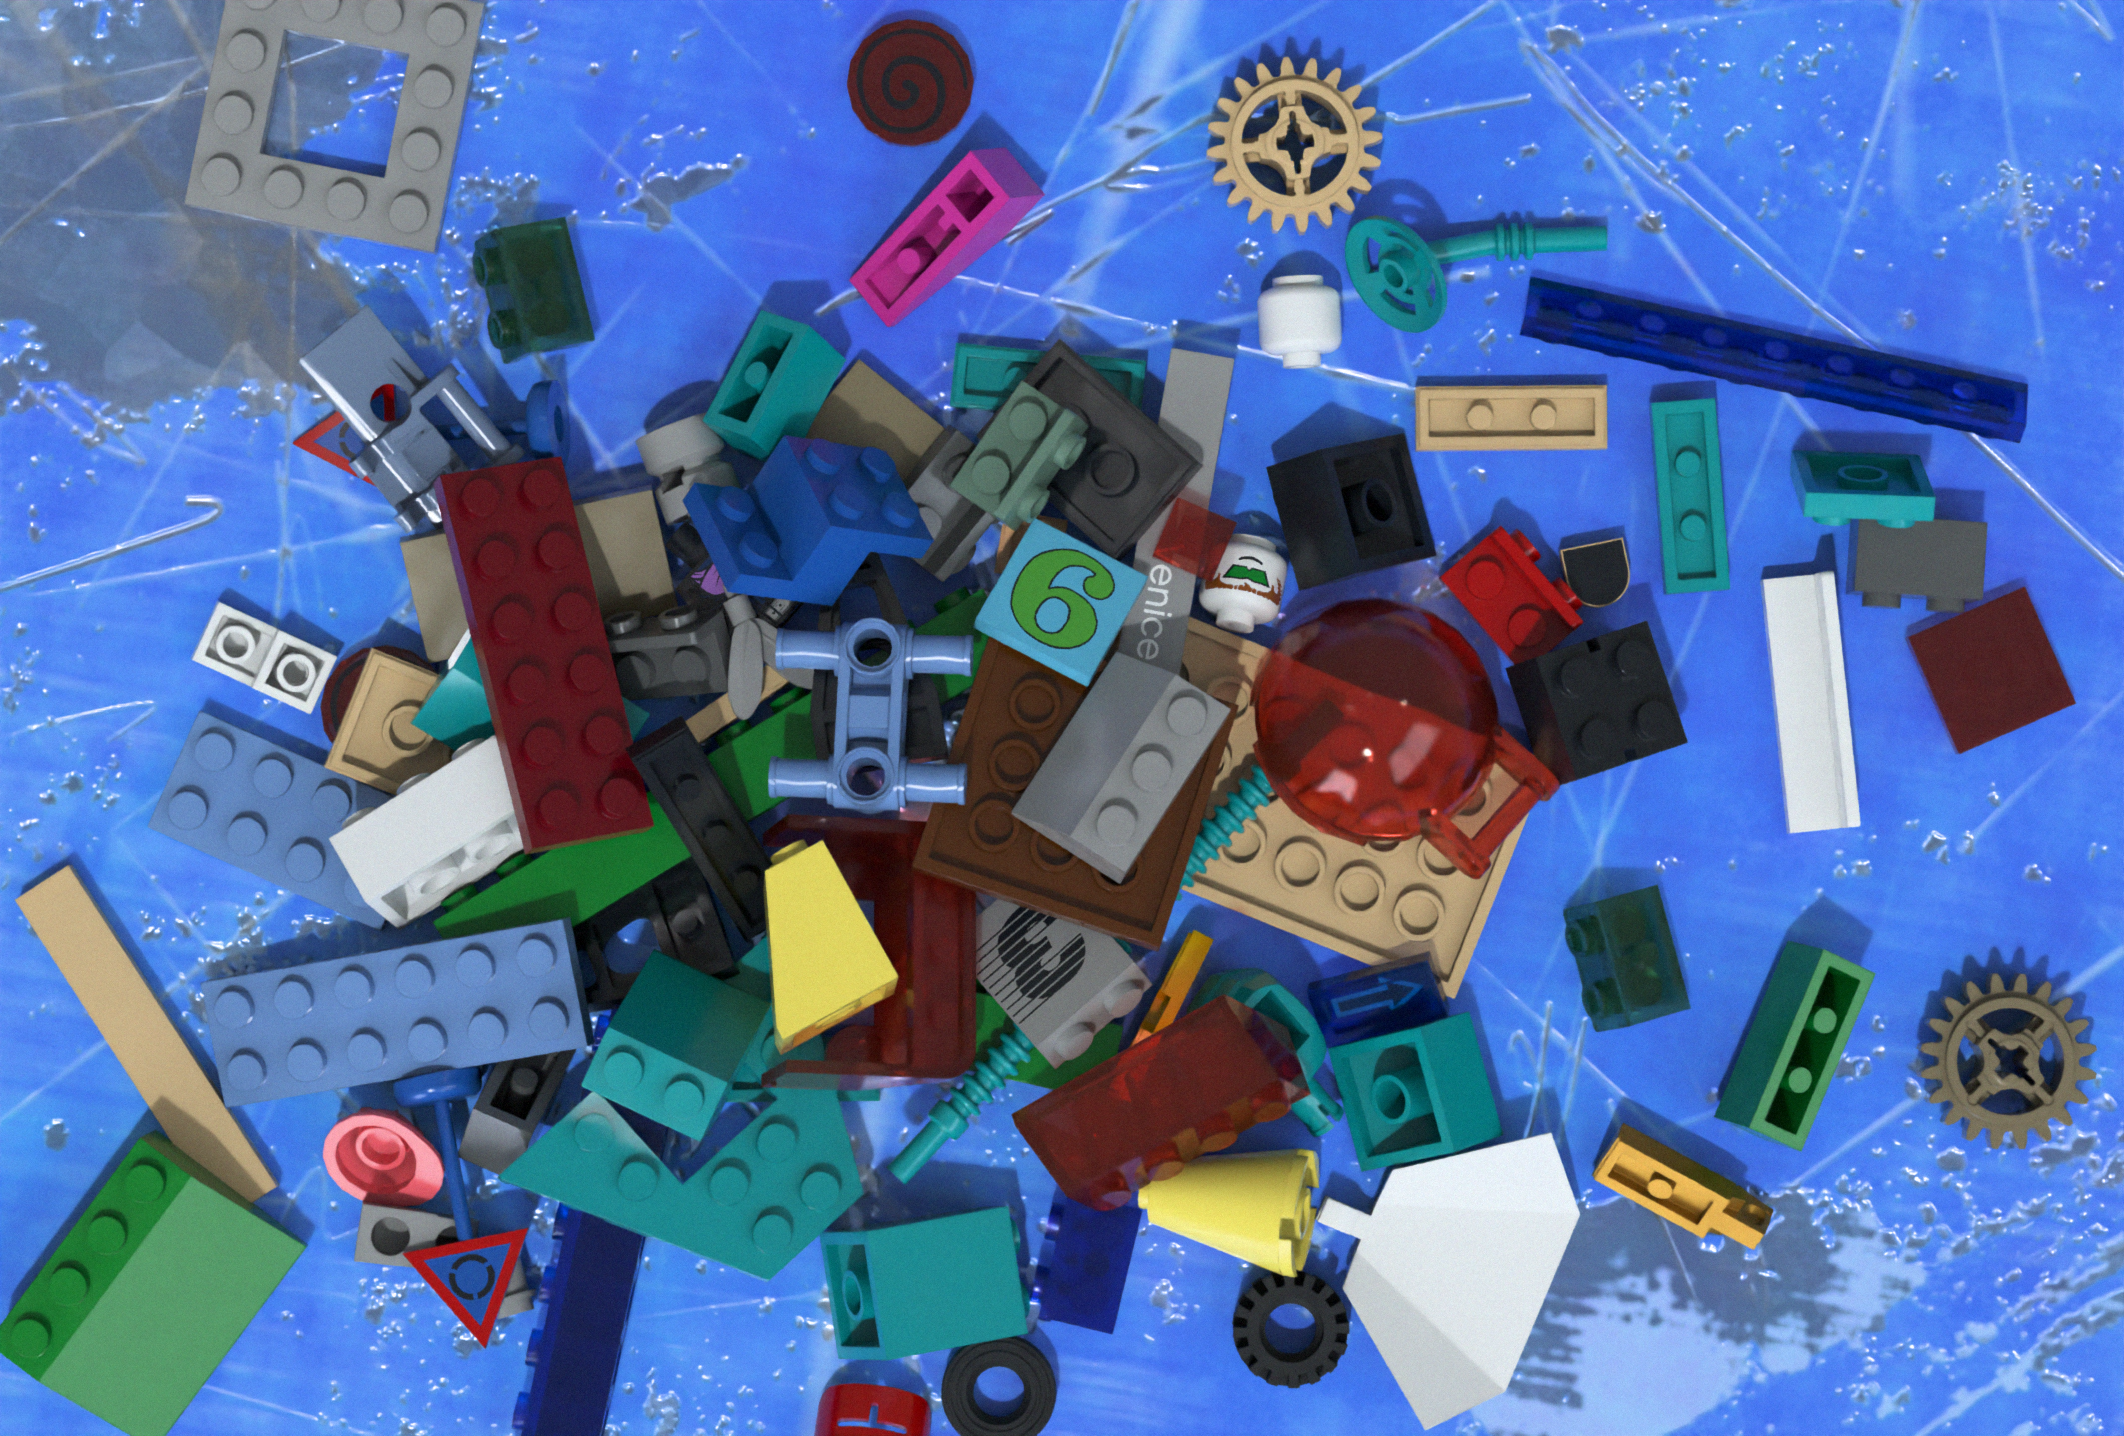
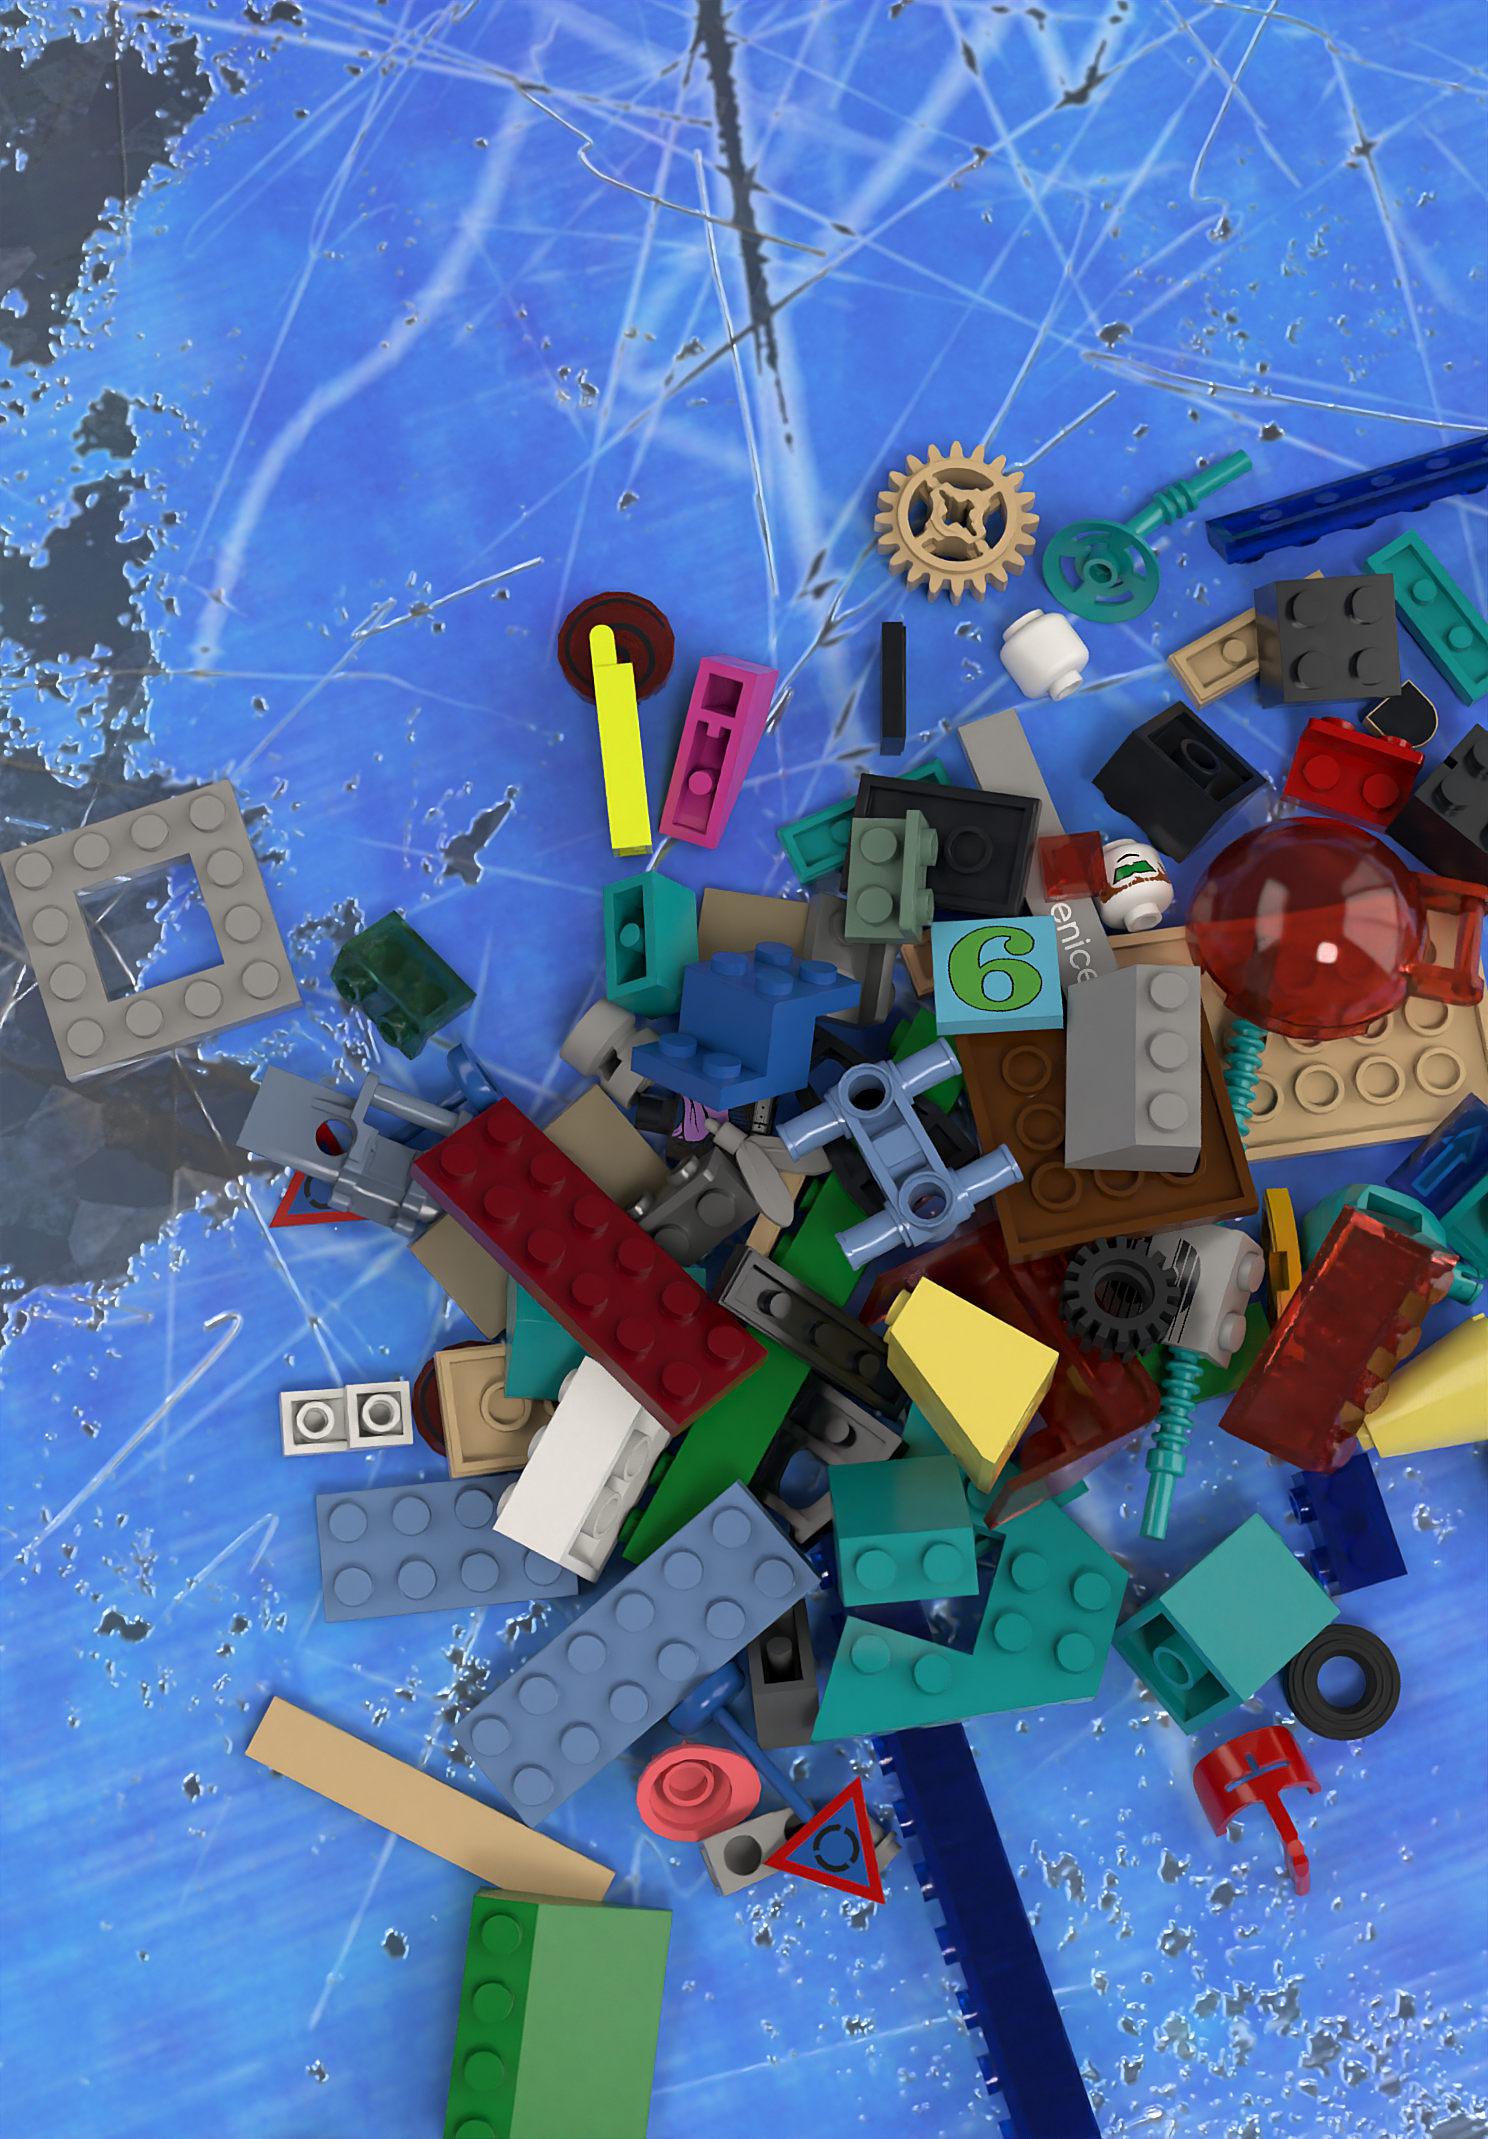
camera: 30 degrees left, 10 degrees down
(853, 187) = (620, 747): none -> neon yellow hinge
(1014, 930) = (1129, 1267): none -> black tyre
(1140, 271) = (892, 688): none -> black tile
(1561, 463) = (1327, 641): none -> black brick

